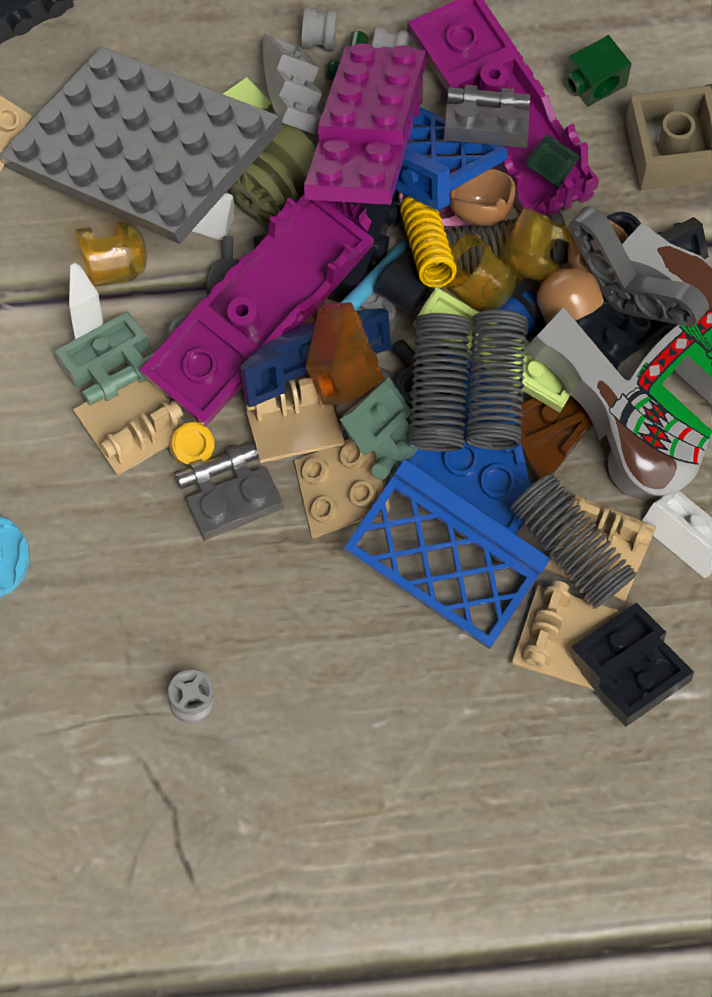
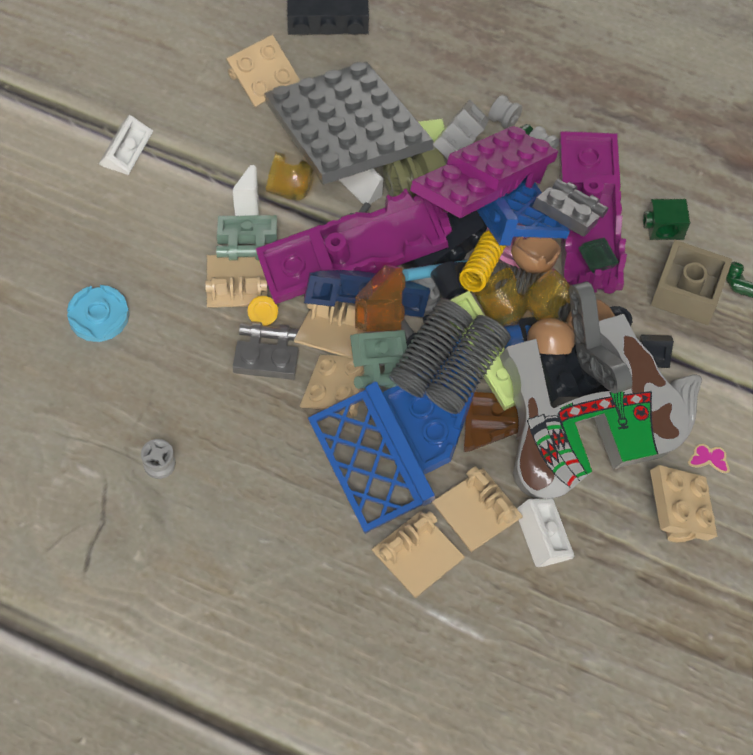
camera: 30 degrees right, 5 degrees down
(597, 593) = (450, 452): dark grey piece -> none
(631, 664) = (447, 593): black slope -> none

